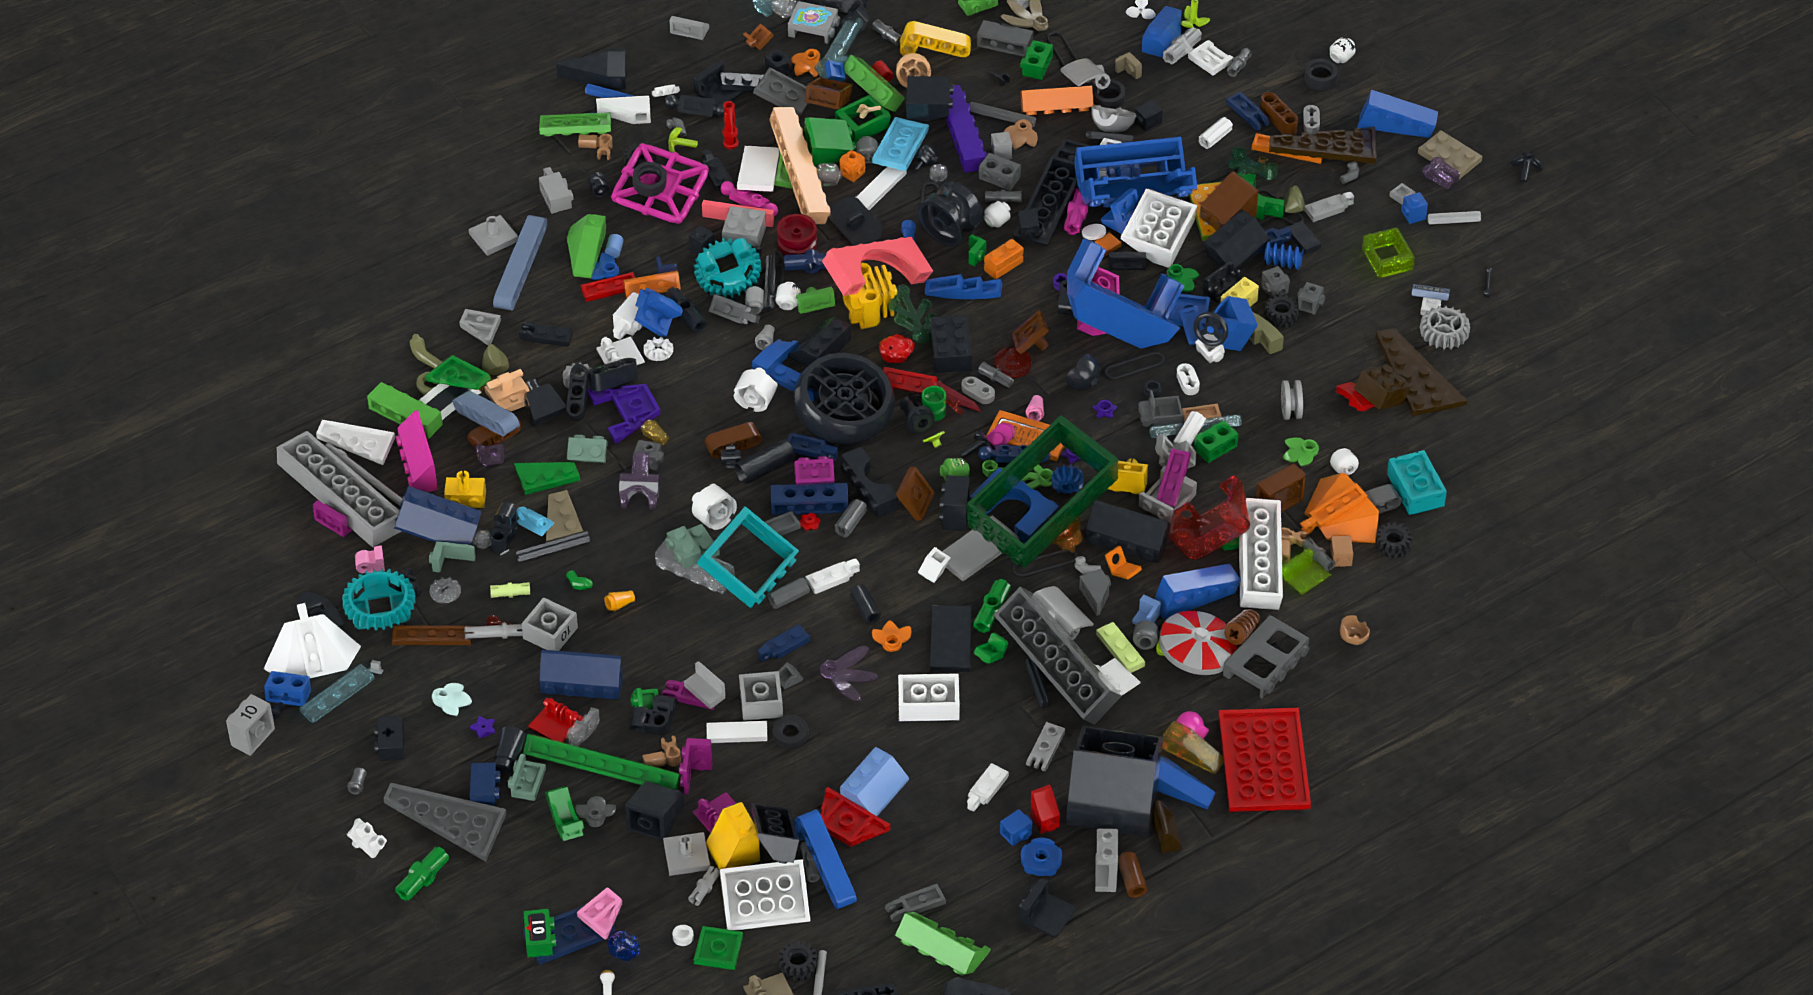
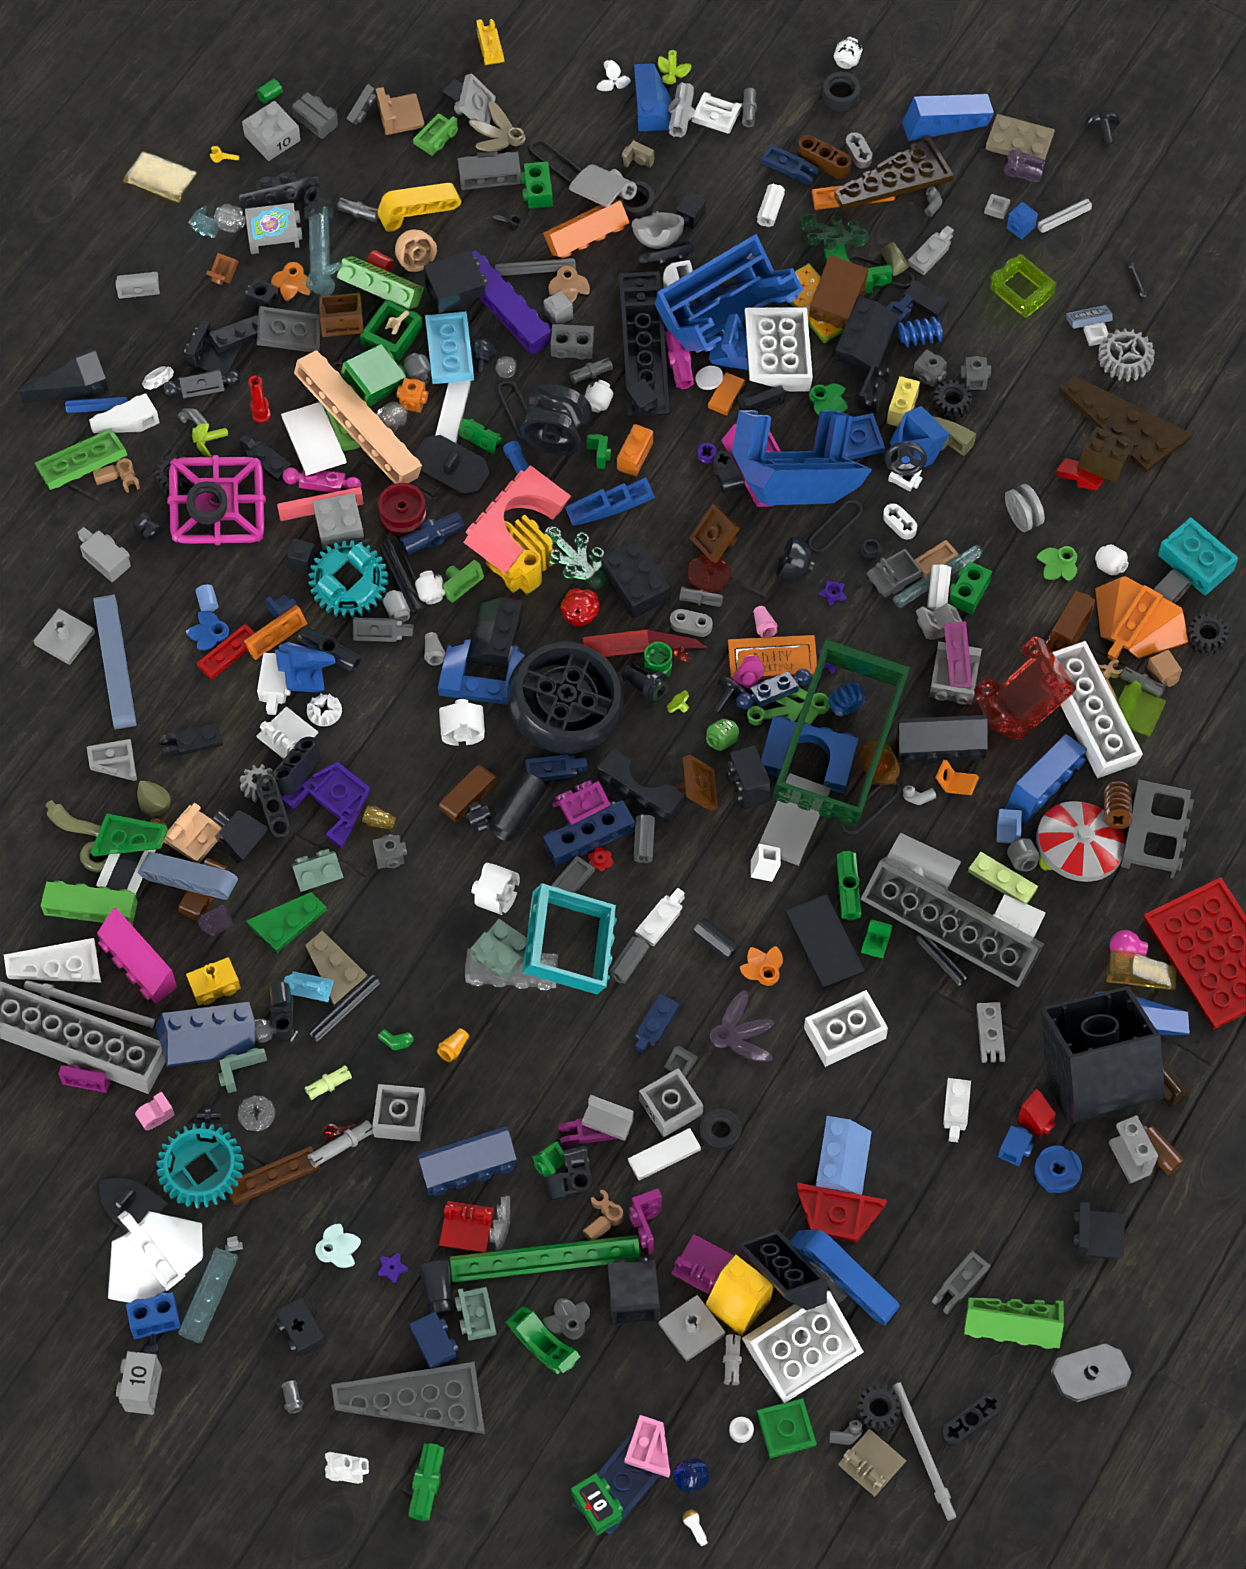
camera: 25 degrees left, 15 degrees up
(585, 243) = (172, 607): bright green wedge -> none
(639, 481) = (399, 890): clear purple connector -> none
(764, 971) = (849, 1435): none -> dark grey arm
(835, 70) = (333, 283): blue tile -> none
(888, 210) = (477, 435): none -> green hinge
(1095, 589) = (943, 820): dark grey slope -> none
(1131, 477) = (918, 665): yellow brick -> none
(1187, 318) = (872, 454): blue tile -> none
(1353, 631) = (1227, 760): medium nougat hair -> none

